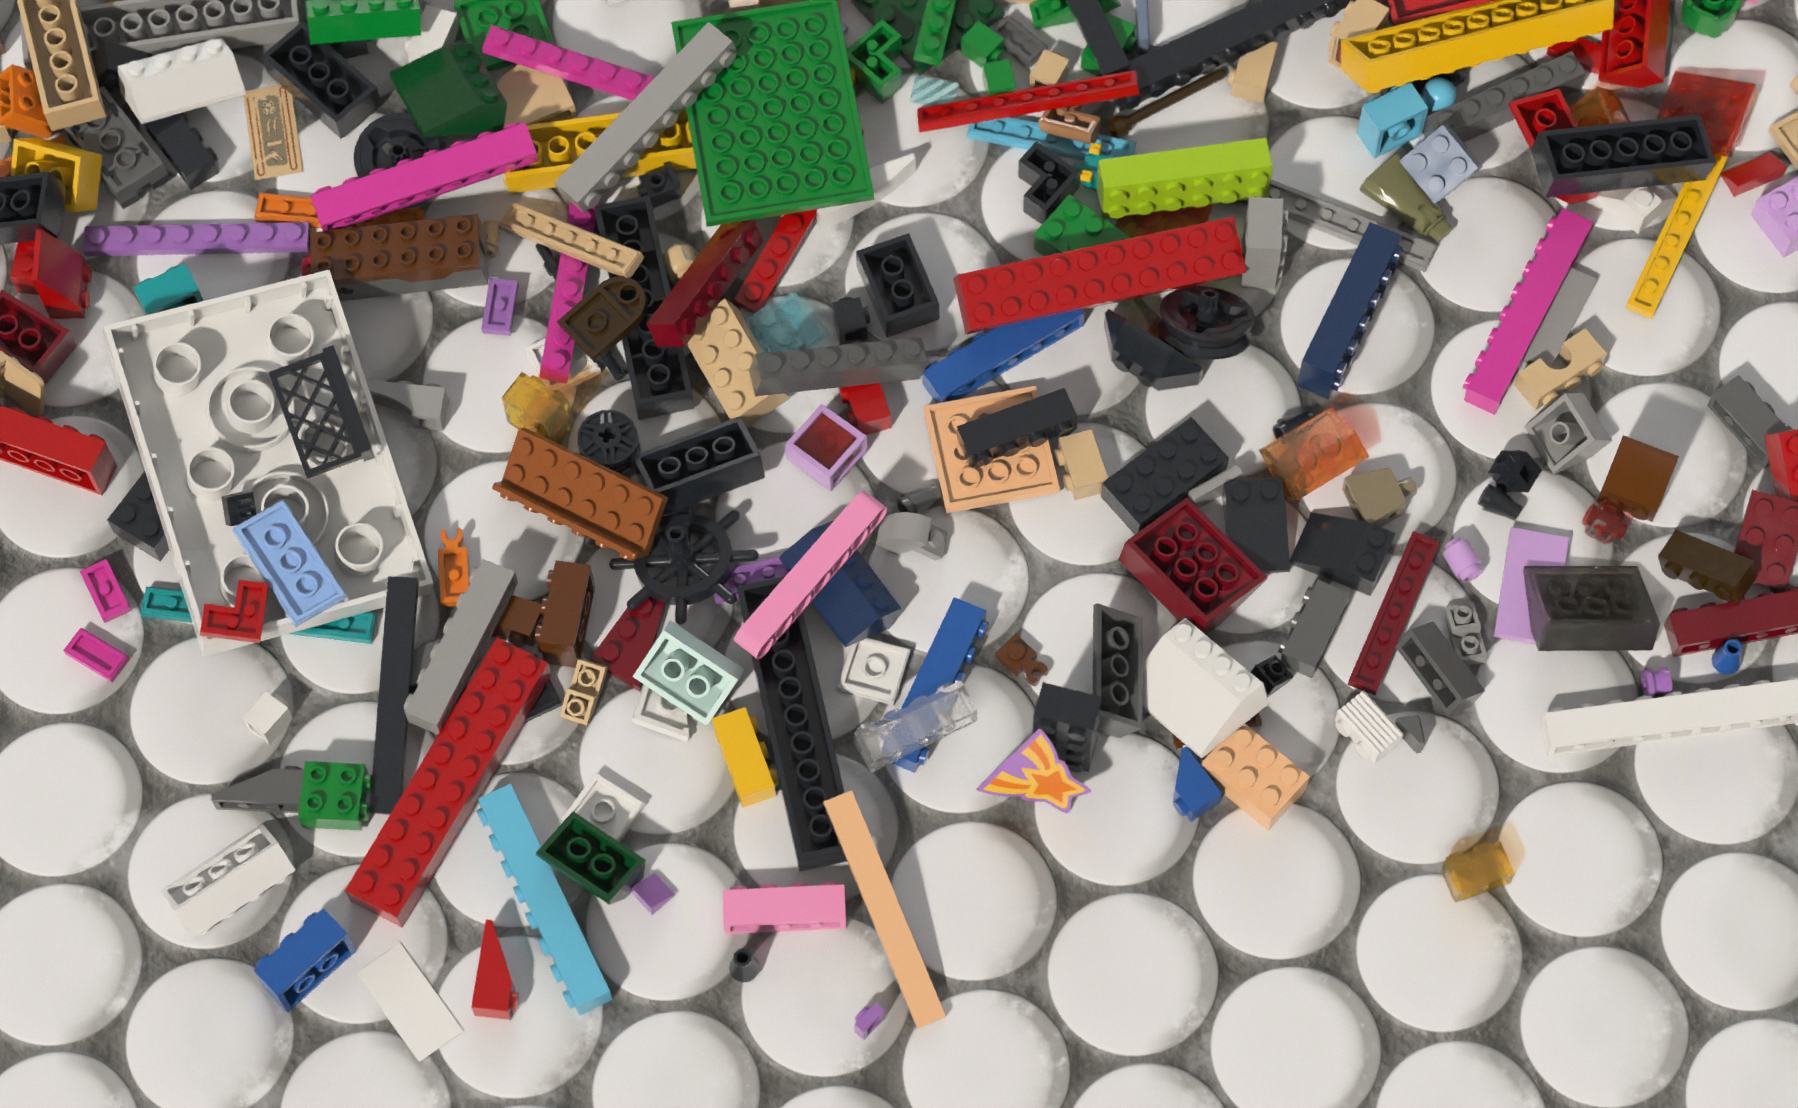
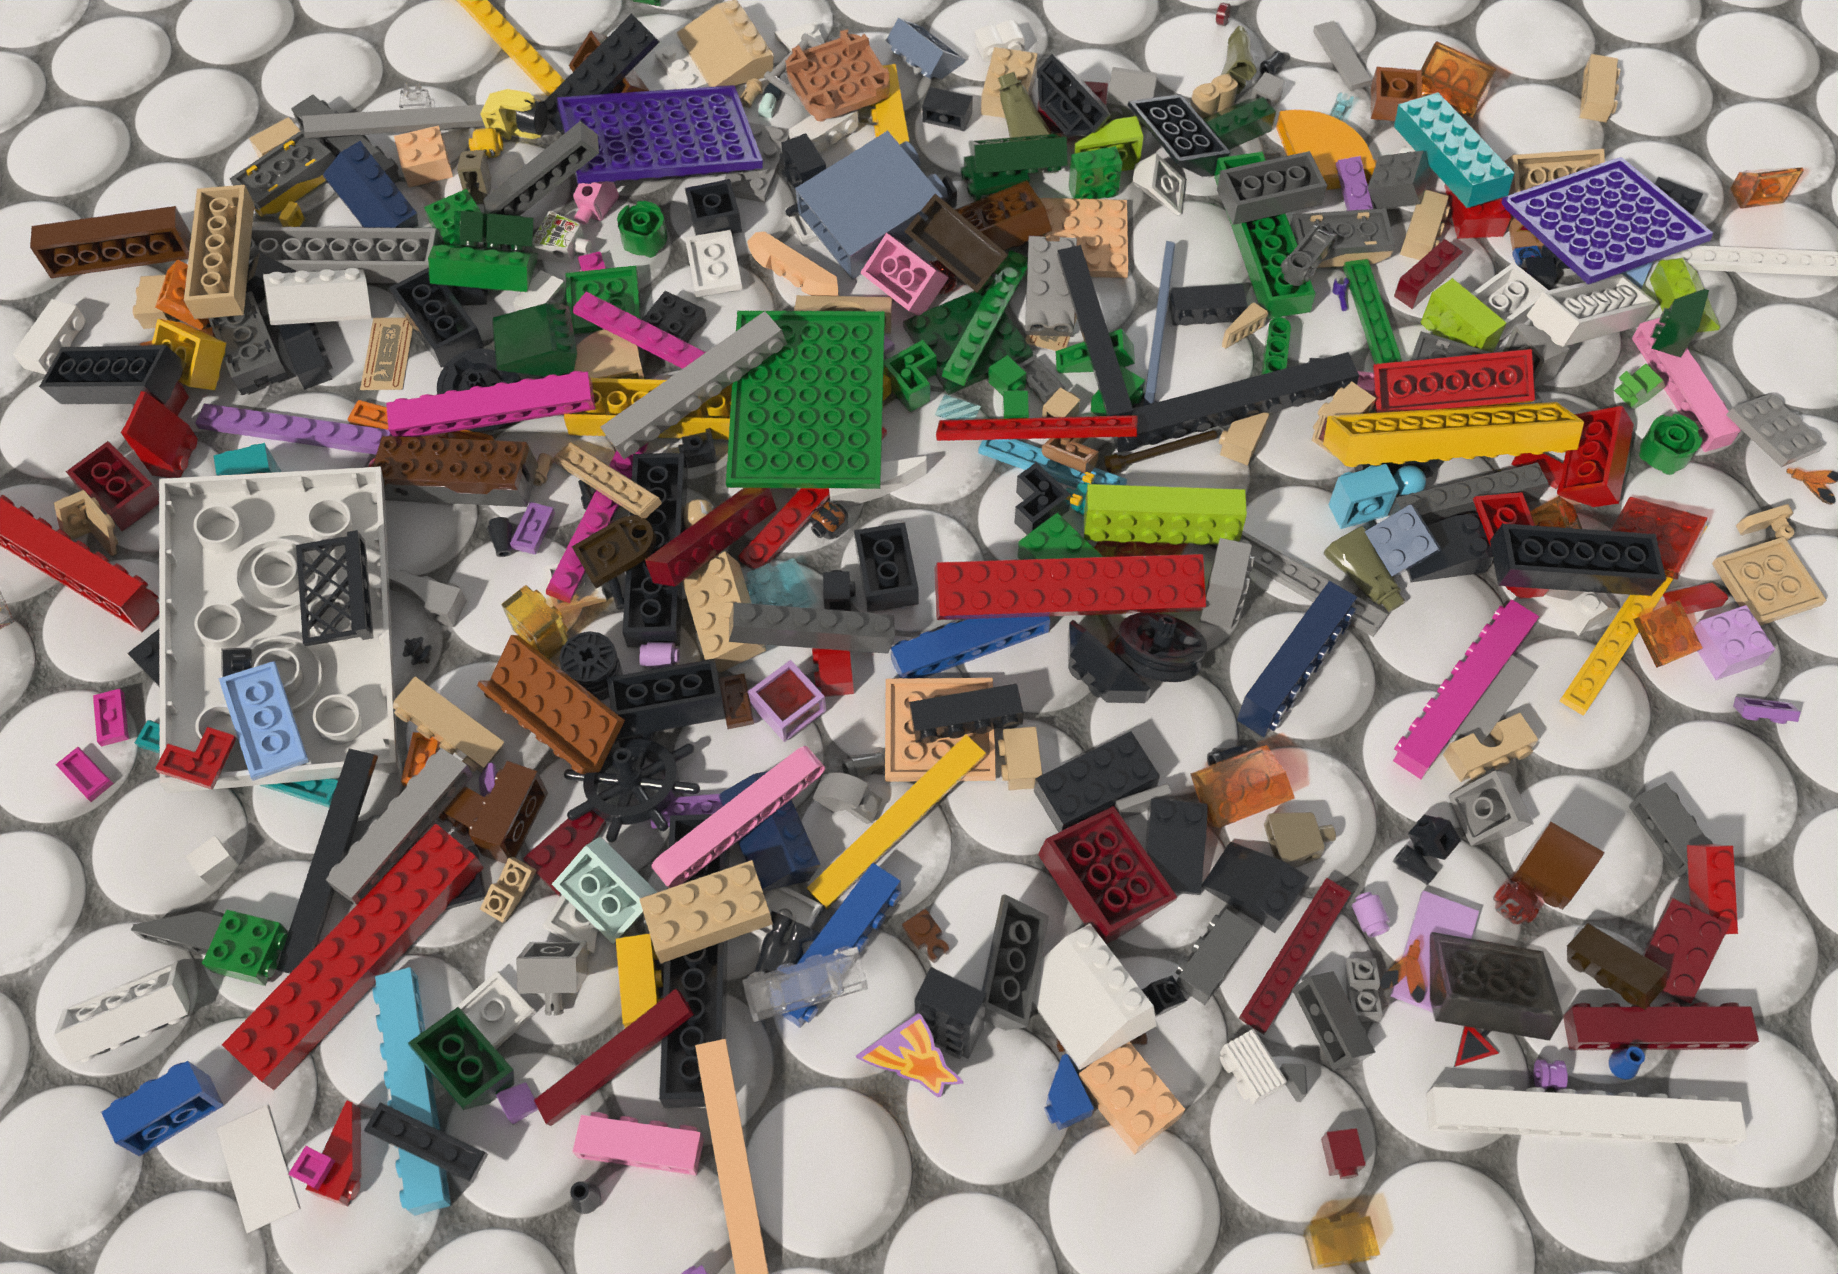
camera: 10 degrees right, 5 degrees down
(414, 463) = (417, 651): none -> black wheel
(467, 320) = (501, 535): none -> black cone
(474, 984) = (311, 1167): none -> dark pink plate
(476, 534) = (447, 724): none -> tan brick
(531, 586) = (487, 779): none -> medium lavender slope
(578, 942) = (426, 1142): none -> black tile
(593, 34) = (676, 316): none -> black brick
(656, 760) = (552, 970): none -> light grey brick
(676, 422) = (659, 654): none -> lavender brick
(740, 831) = (613, 1057): none -> dark red tile
(774, 460) = (736, 701): none -> reddish brown plate
(801, 673) = (705, 911): none -> tan brick
(822, 243) = (829, 520): none -> black head
(875, 702) = (777, 952): none -> black piece
(968, 551) = (896, 822): none -> yellow tile
(1468, 790) = (1343, 1153): none -> dark red brick
(1504, 159) = (1462, 553): none -> black slope
(1505, 604) = (1408, 968): none -> clear orange piece
(1580, 669) = (1473, 1046): none -> piece
(1727, 217) = (1667, 634): none -> clear orange plate

